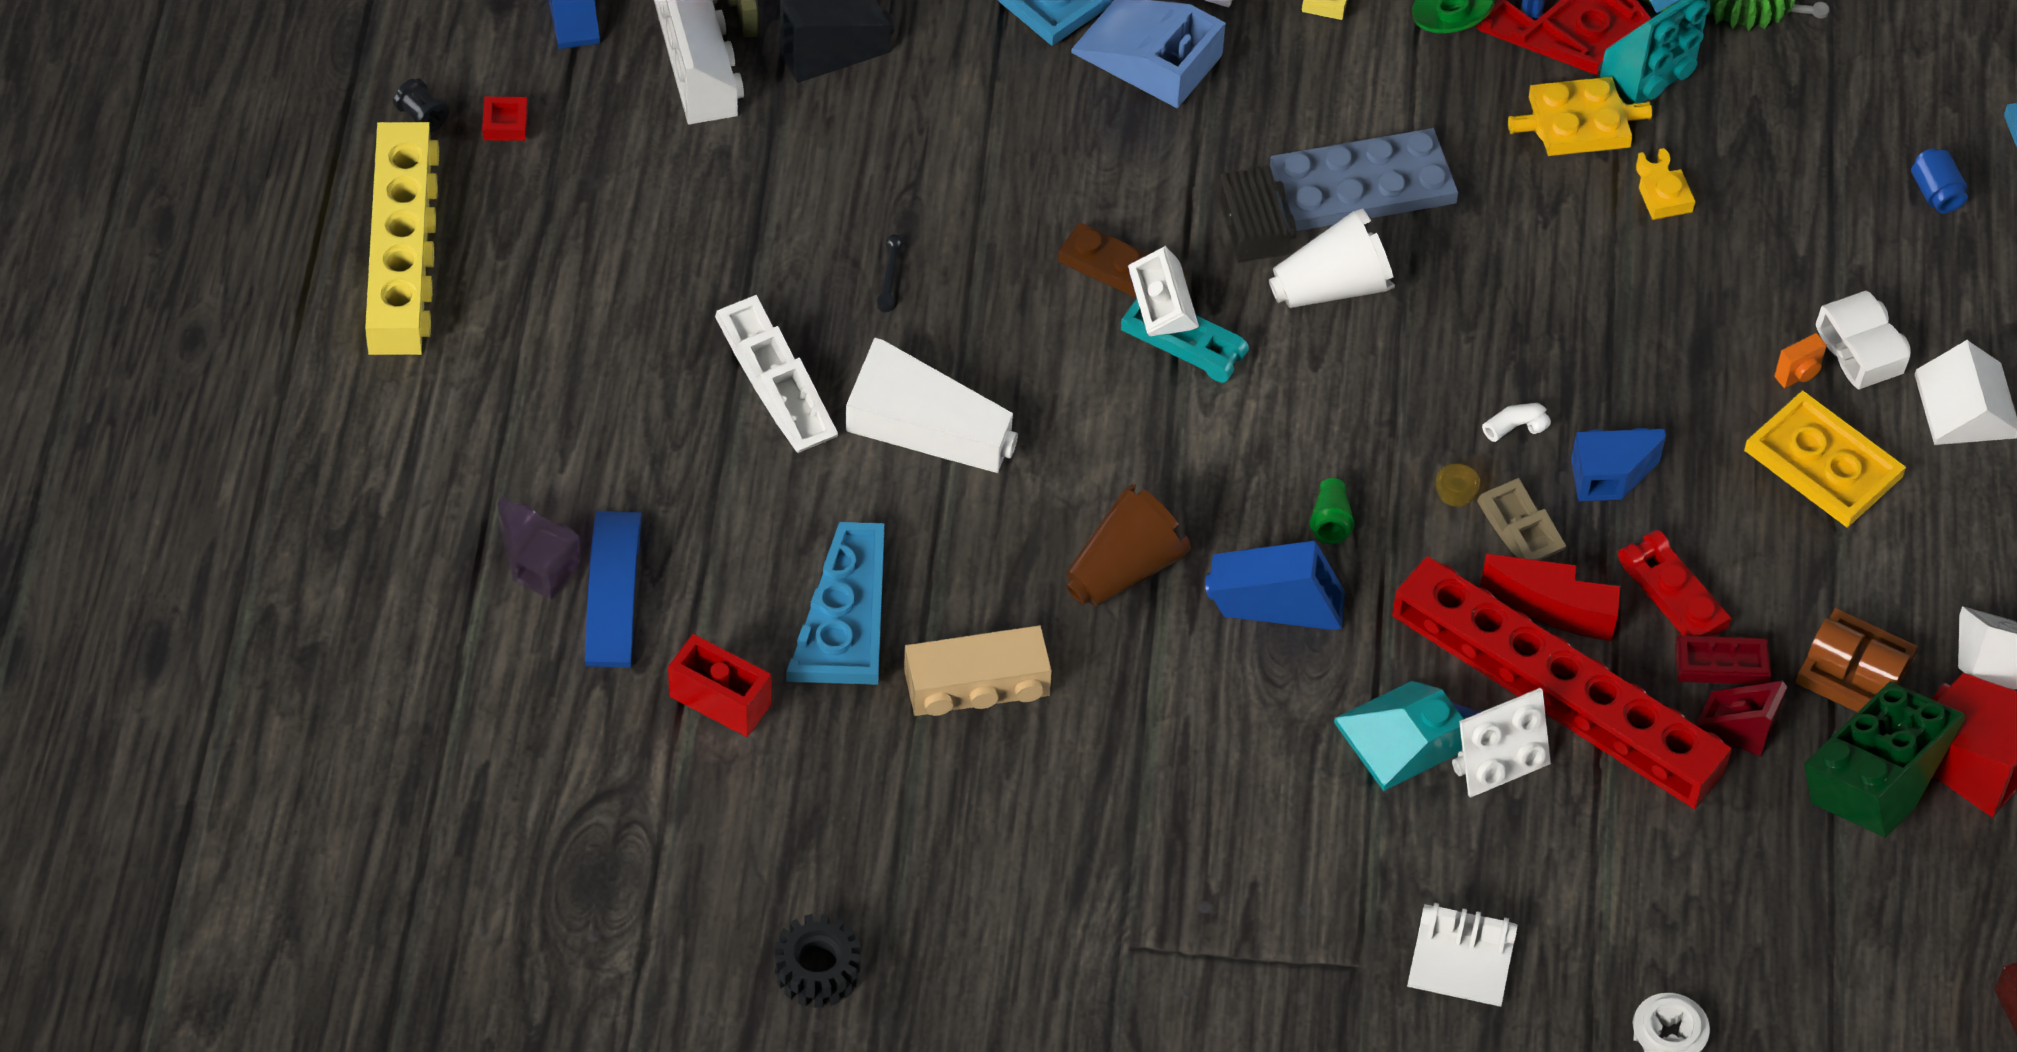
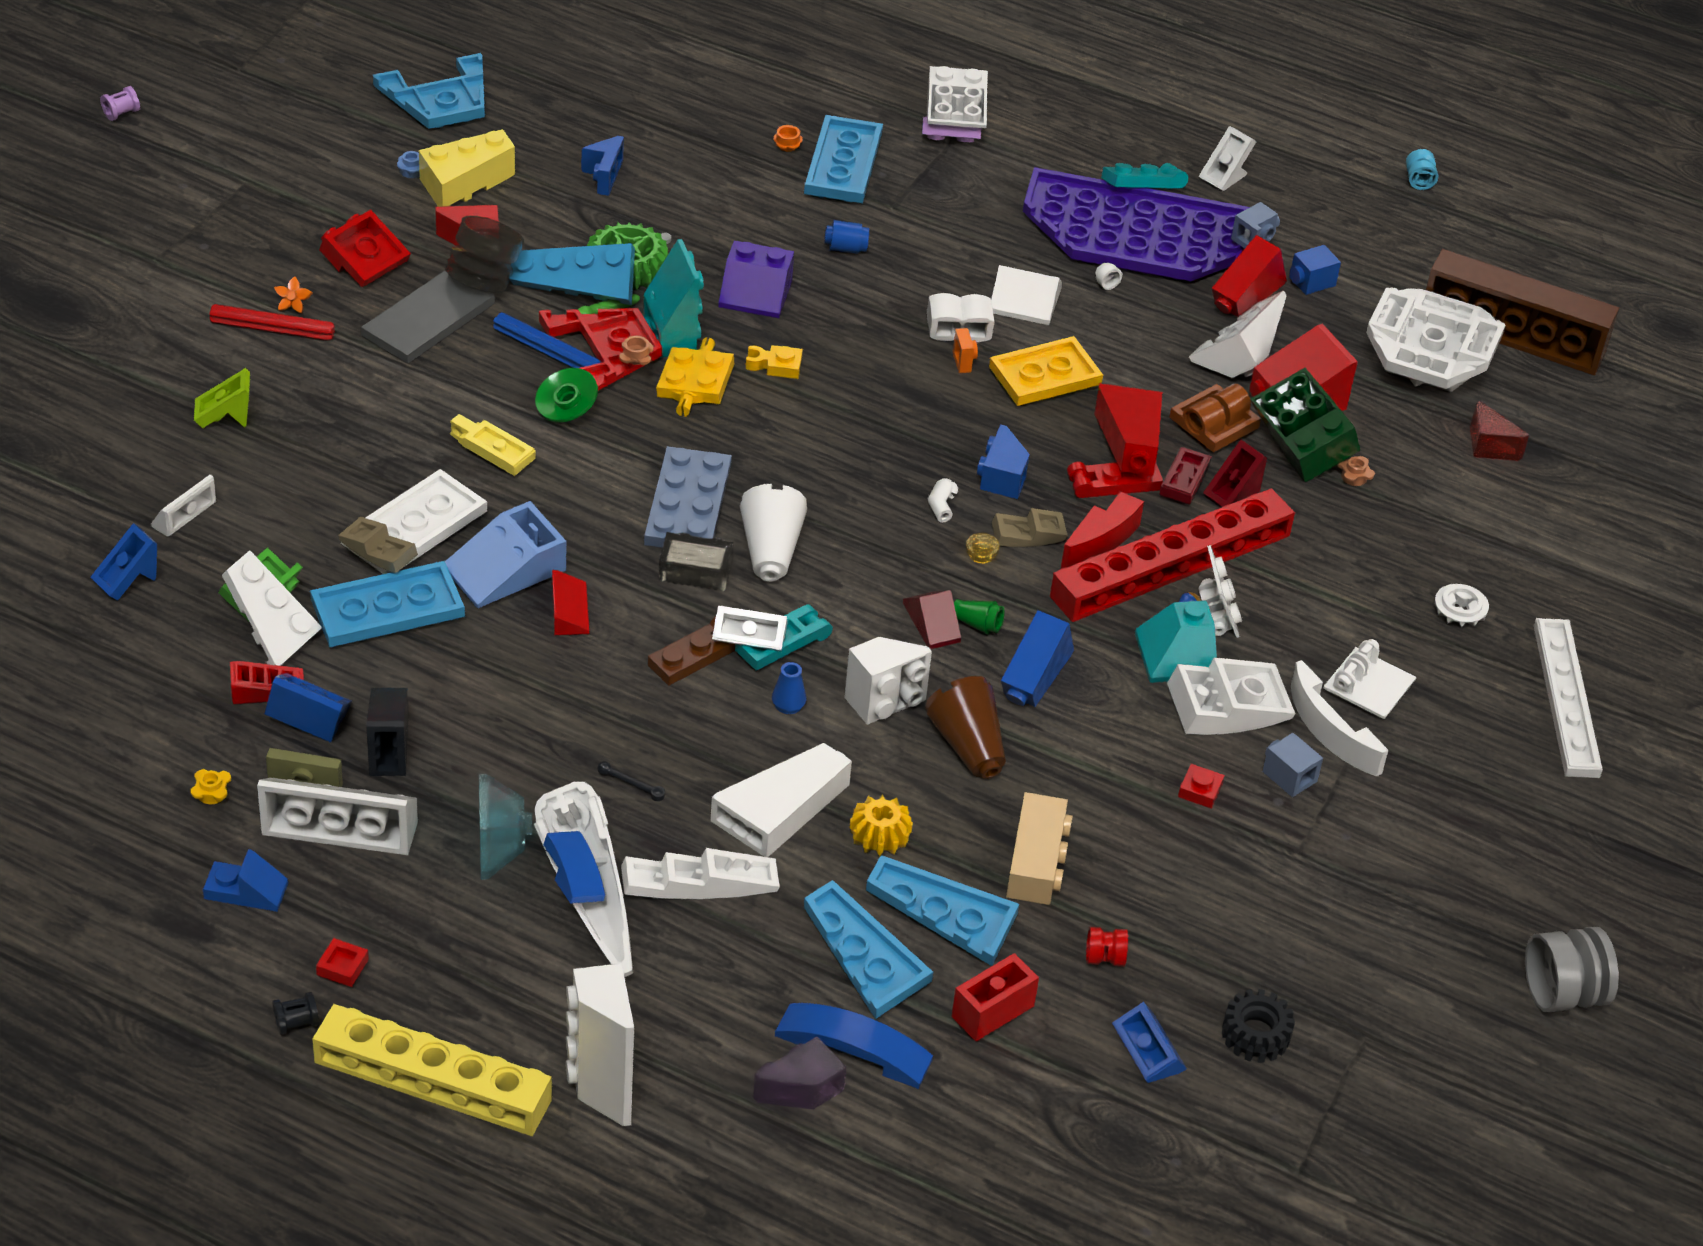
camera: 70 degrees left, 10 degrees down
(449, 339) = (601, 1040): none -> white slope
(705, 251) = (577, 868): none -> blue slope
(725, 268) = (580, 809): none -> white piece
(736, 169) = (501, 825): none -> clear light blue slope
(744, 556) = (869, 954): none -> dark azure wing
(748, 865) = (1148, 1044): none -> blue slope
(861, 782) = (1107, 946): none -> red wheel
(933, 512) = (881, 825): none -> yellow gear
(1094, 364) = (789, 690): none -> blue cone
(1122, 126) = (569, 604): none -> red slope
(1145, 440) = (886, 677): none -> white slope
(1179, 815) = (1201, 786): none -> red plate
(1257, 896) = (1292, 764): none -> sand blue brick
(1302, 467) = (934, 618): none -> slope
(1341, 804) = (1229, 696): none -> white slope
(1388, 884) = (1356, 748): none -> white slope
(1561, 38) = (636, 351): none -> nougat plate
(1759, 572) = (1130, 425): none -> red slope
(1788, 116) = (756, 279): none -> dark purple slope
(1856, 859) = (1356, 471): none -> nougat plate

